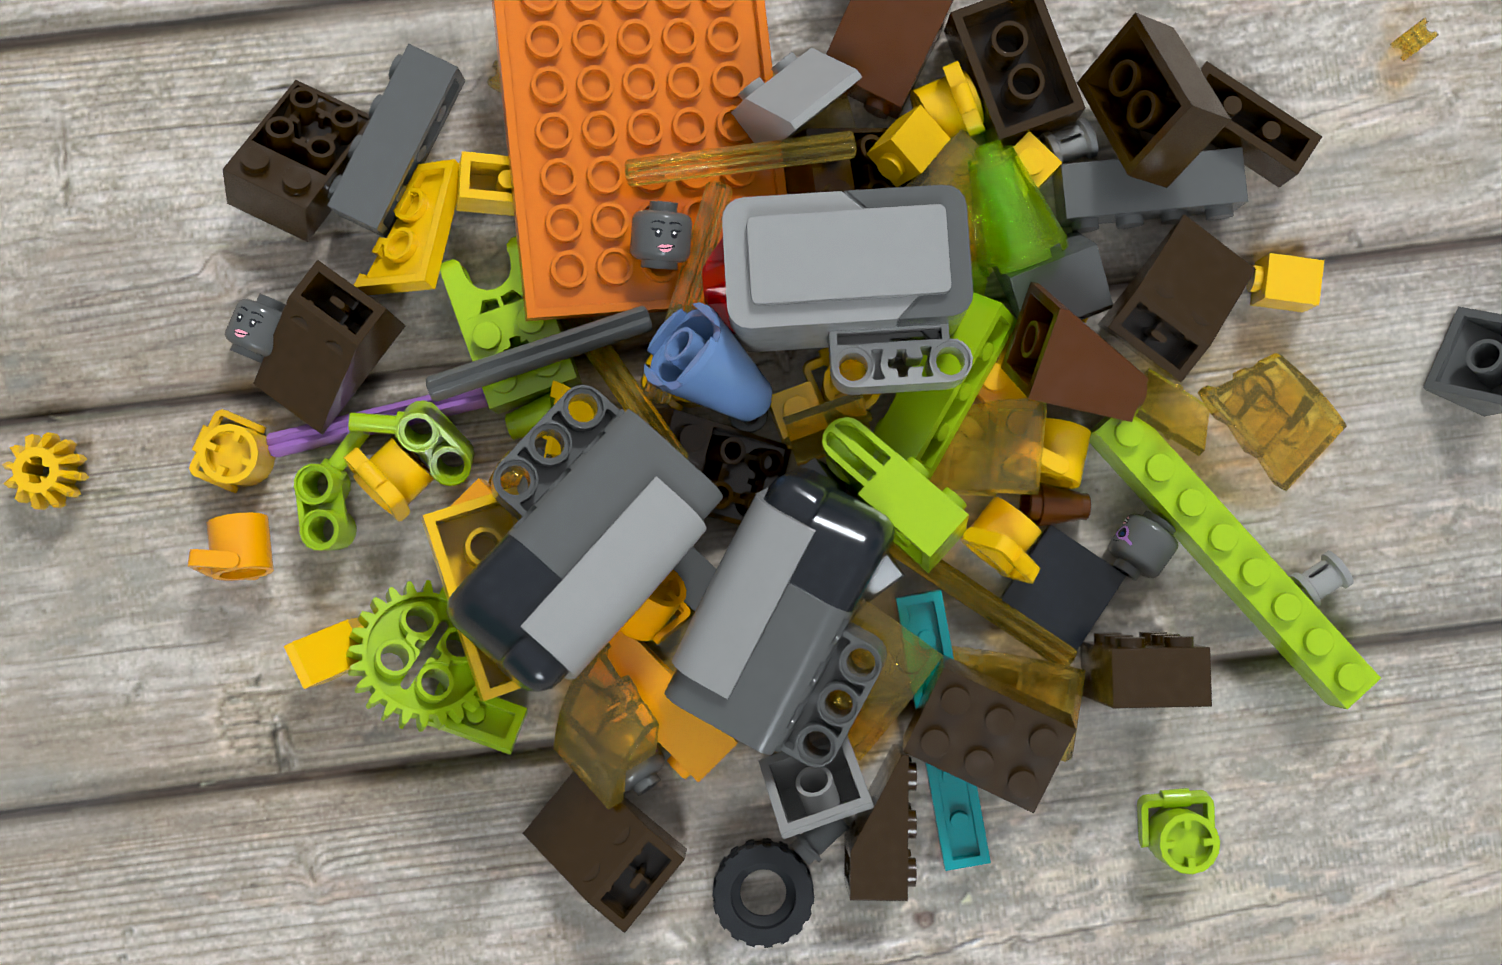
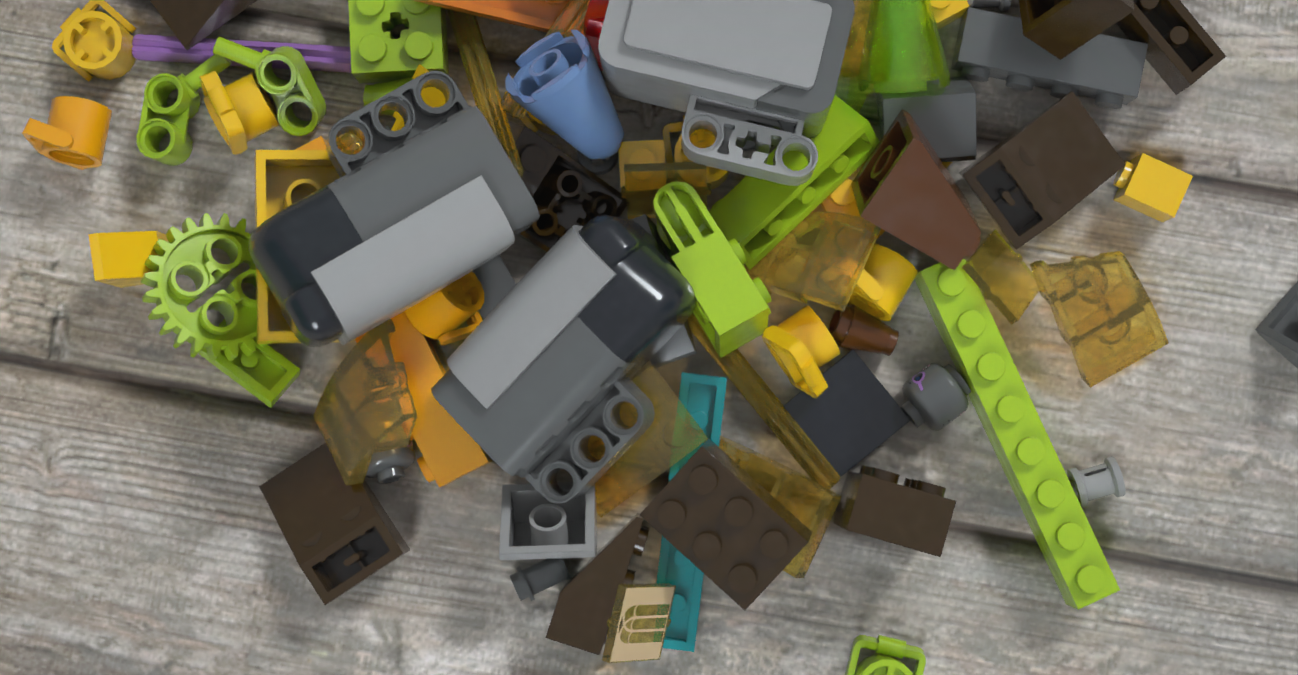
camera: 25 degrees right, 0 degrees up
(538, 353) = (413, 34): dark grey axle -> none
(769, 928) = (460, 647): black tyre -> none
(933, 855) = (638, 622): none -> piece

